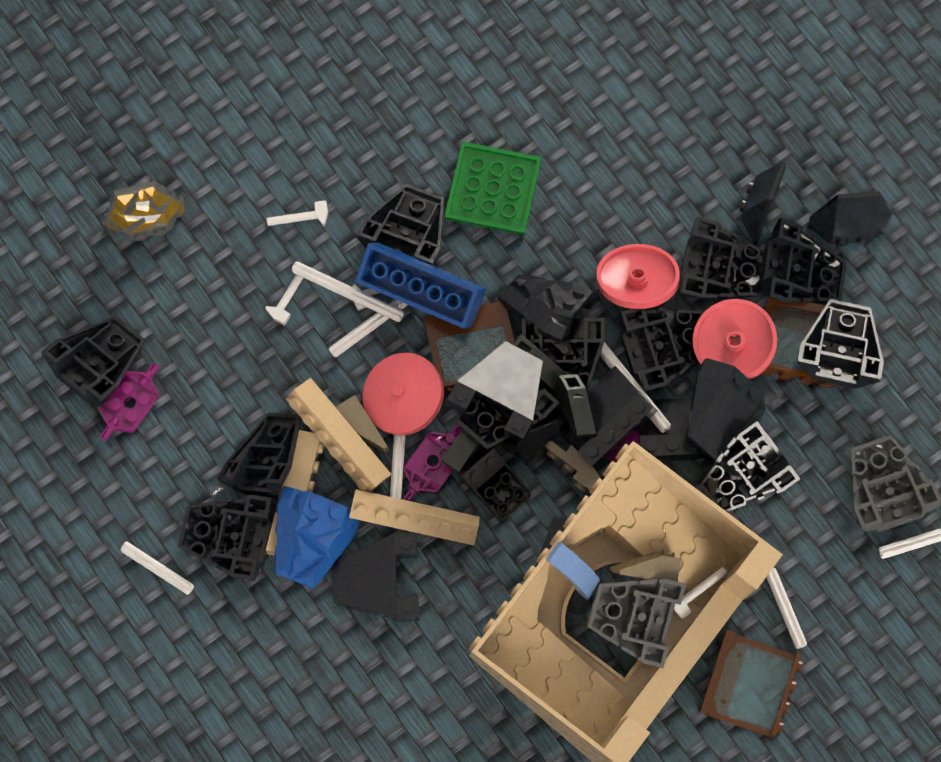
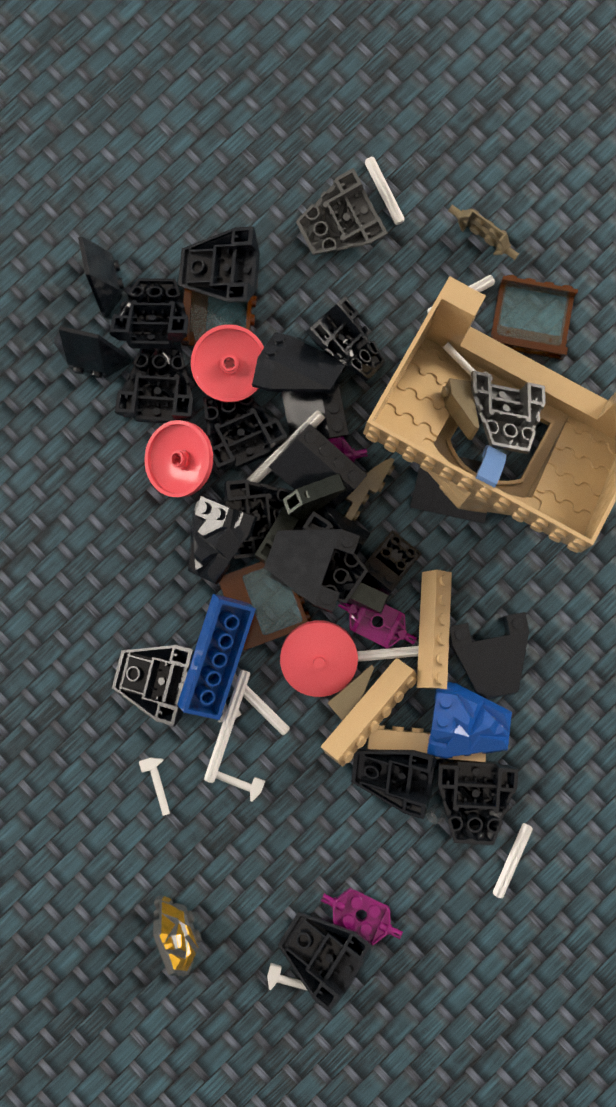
camera: 100 degrees left, 10 degrees up
(85, 307) = (275, 977): none -> white piece
(493, 188) = (107, 605): green plate -> none
(871, 628) = (480, 226): none -> dark tan plate

